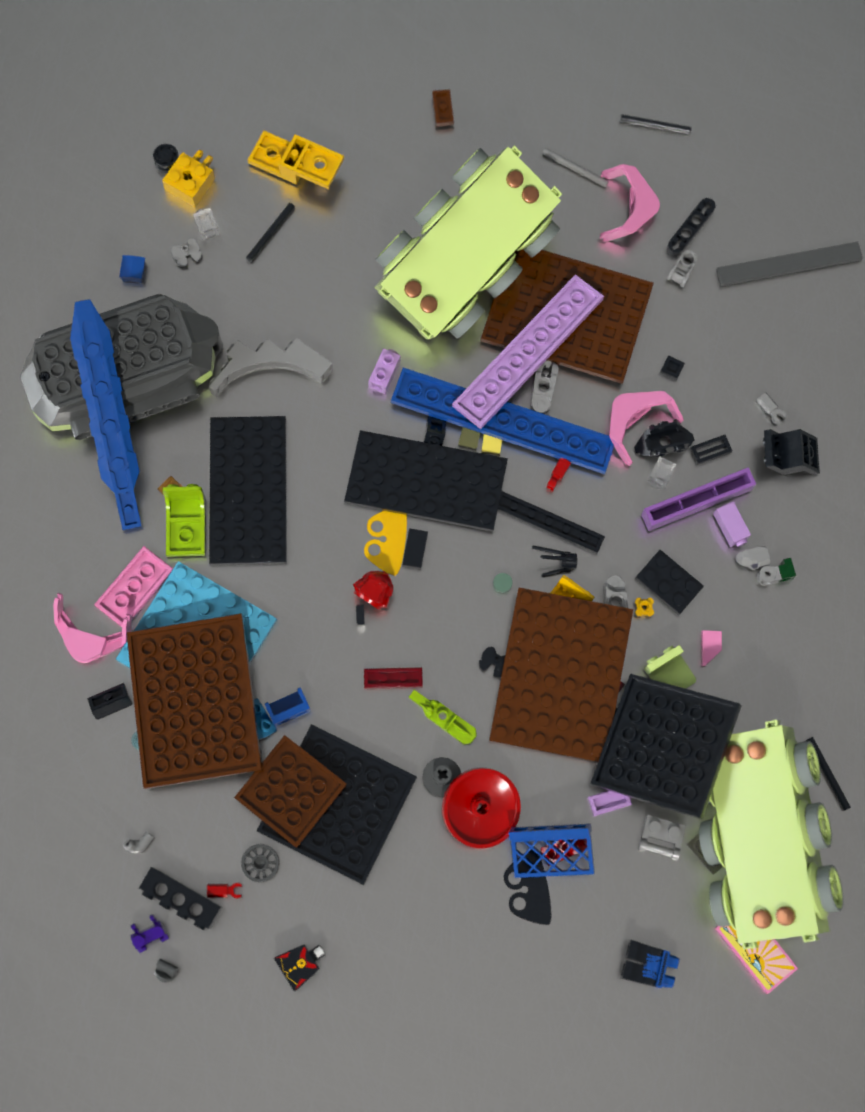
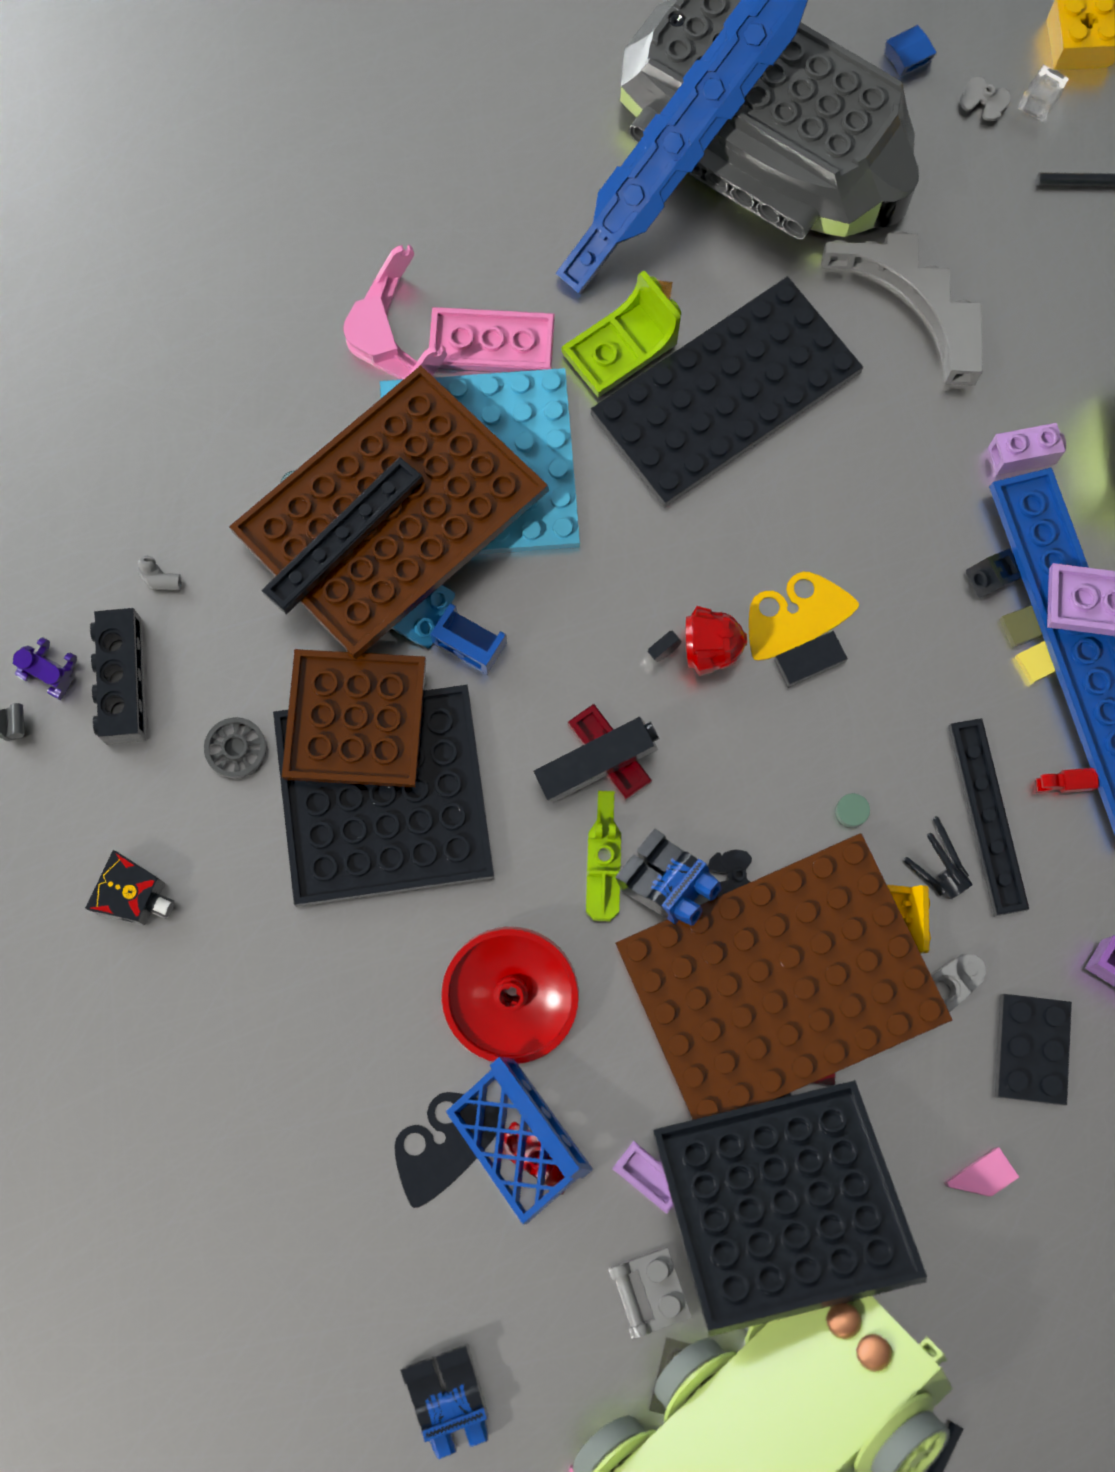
camera: 60 degrees right, 0 degrees up
(109, 701) = (319, 412): black slope -> none
(193, 733) = (342, 535): none -> black tile
(222, 890) = (165, 724): red bar -> none
(395, 686) = (597, 759): none -> black brick
(426, 480) = (918, 610): black plate -> none
(439, 775) = (518, 905): dark grey piece -> none
(477, 693) = (668, 879): none -> hips
(640, 611) = (966, 1046): yellow plate -> none
(670, 668) = (906, 1137): yellowish green bracket -> none

